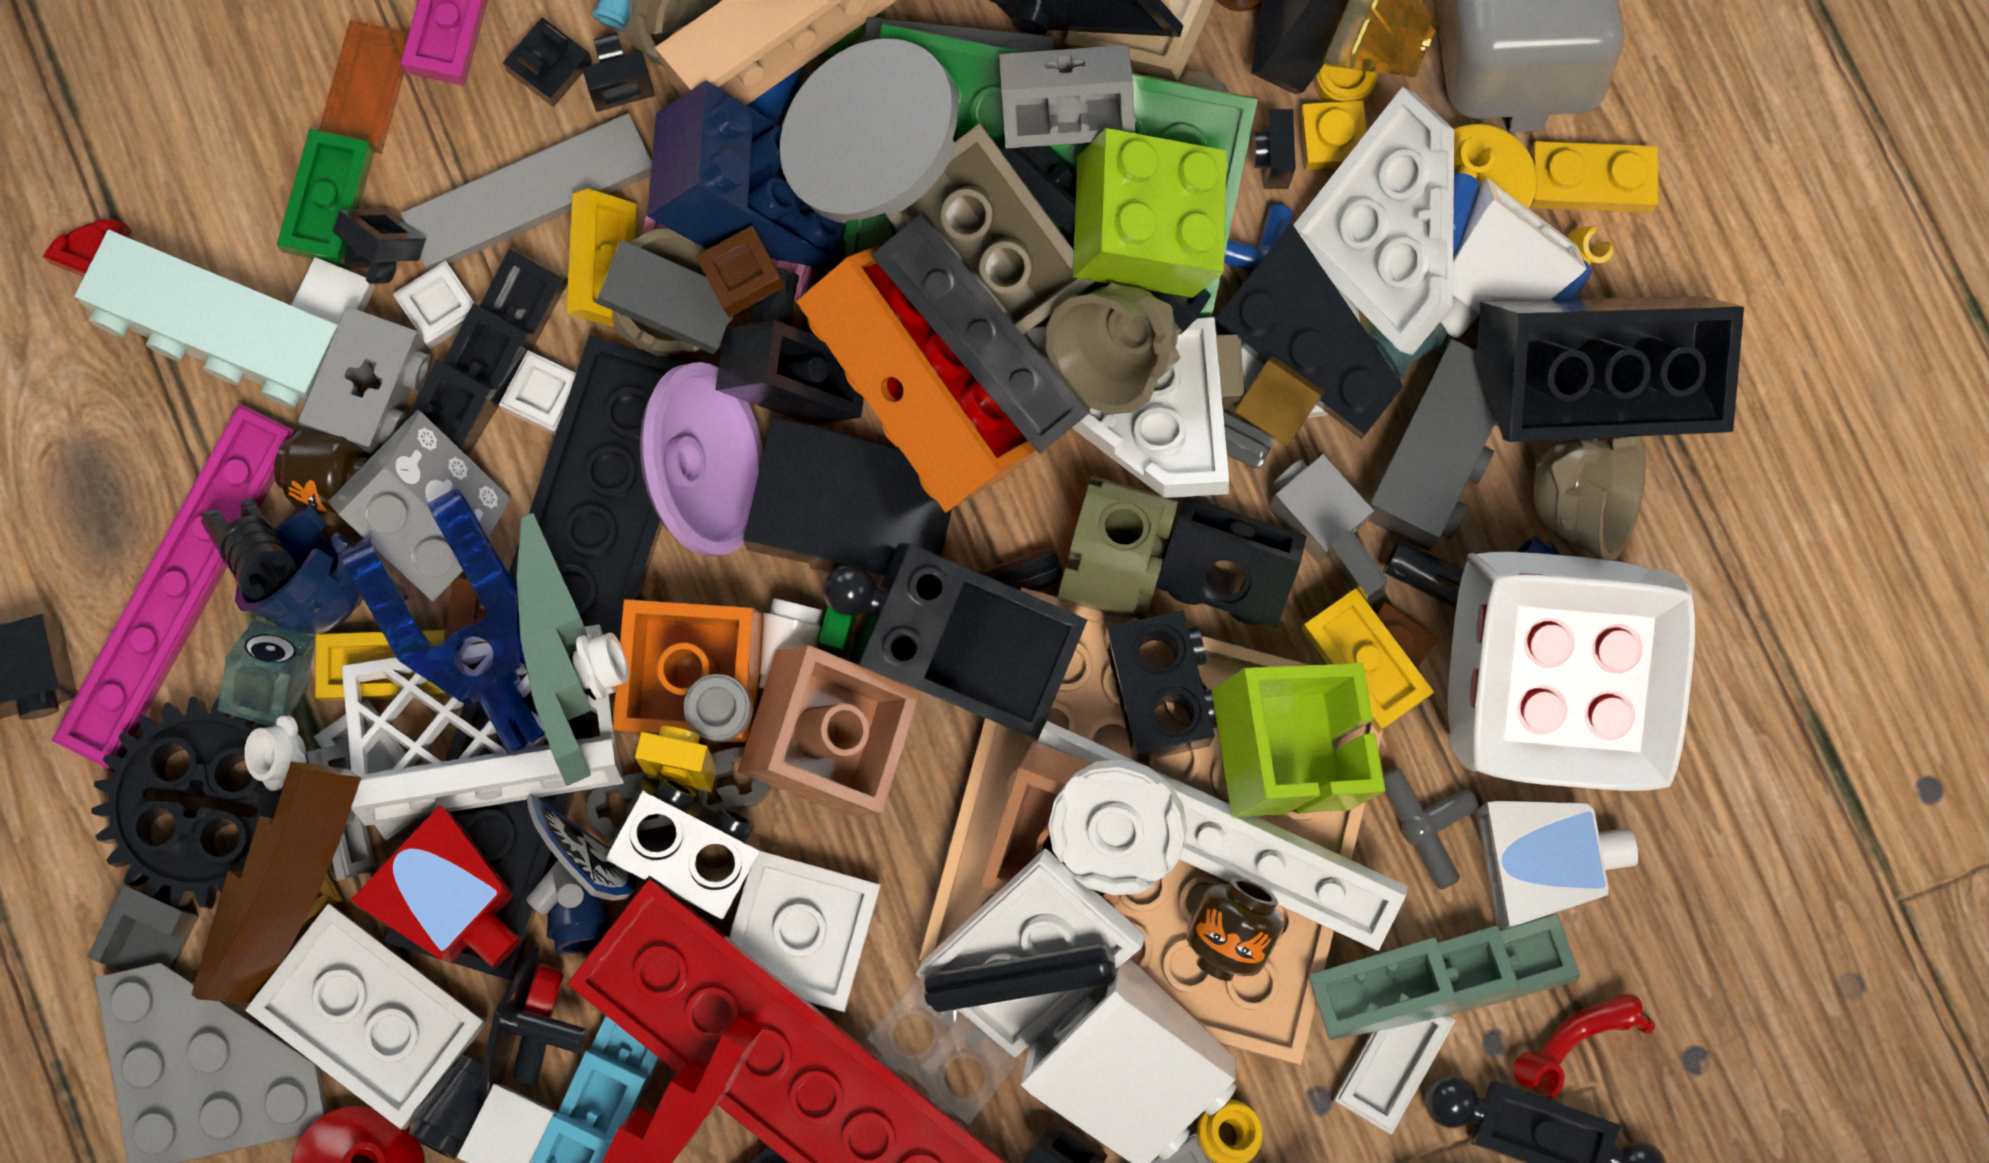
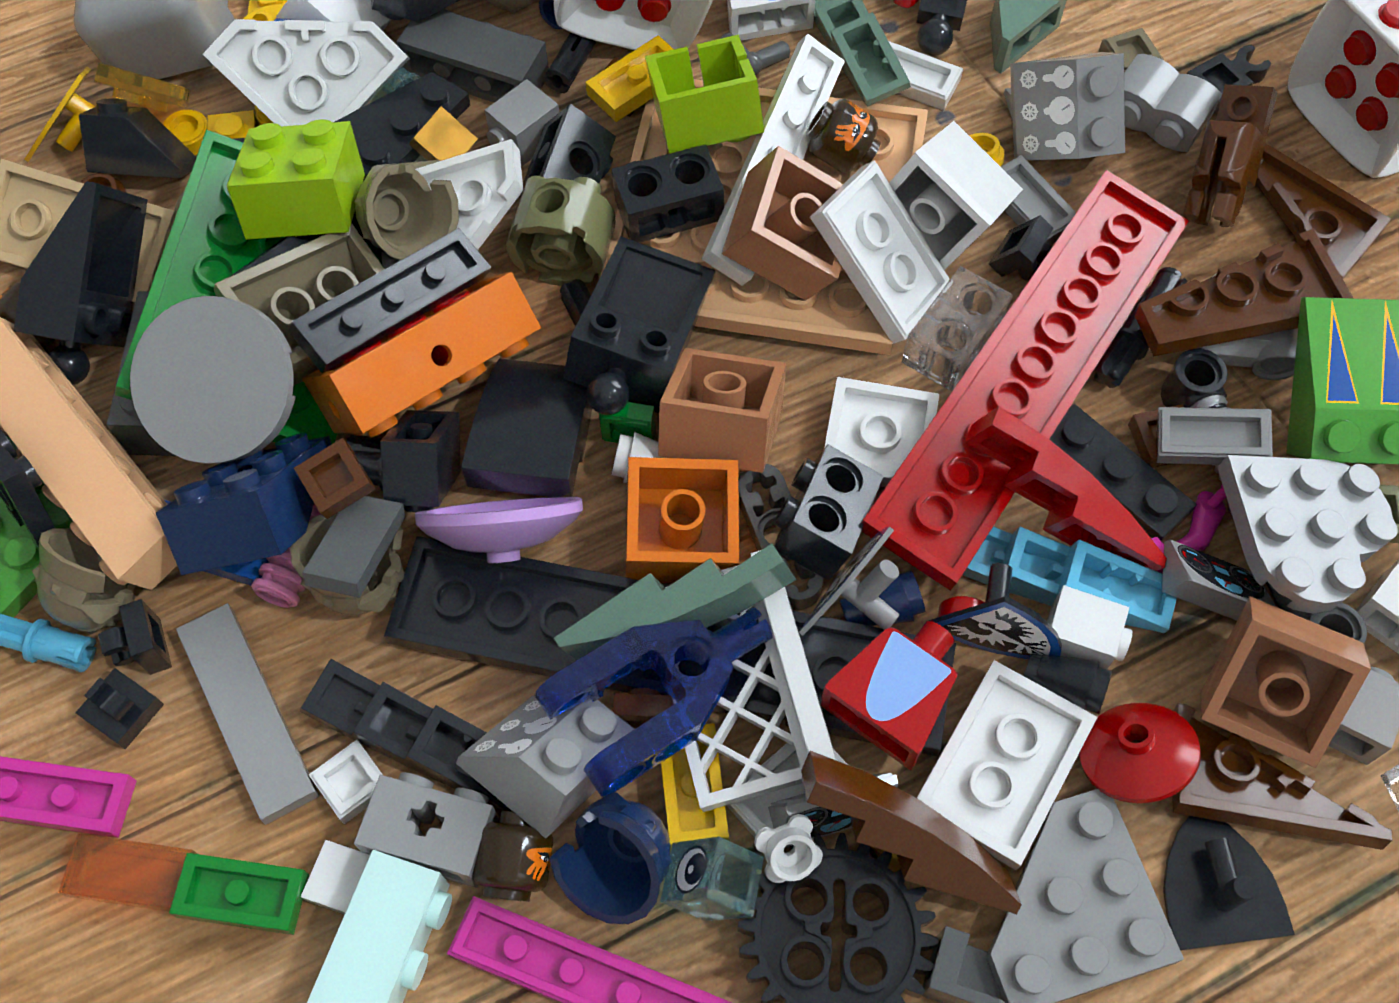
camera: 90 degrees left, 15 degrees down
(251, 550) = (594, 903): black hinge -> none
(377, 240) = (283, 831): black tile -> none
(538, 392) = (436, 678): white tile -> none
(595, 230) = (299, 636): yellow plate -> none
(600, 663) = (682, 561): white plate -> none
(676, 756) = (760, 500): yellow plate -> none
(718, 707) = (715, 474): light grey tile -> none
(1020, 978) = (905, 246): black axle -> none
(1066, 95) = (189, 221): light grey brick -> none
(1118, 827) = (790, 162): white tile -> none
(1357, 567) = (568, 76): dark grey tile -> none

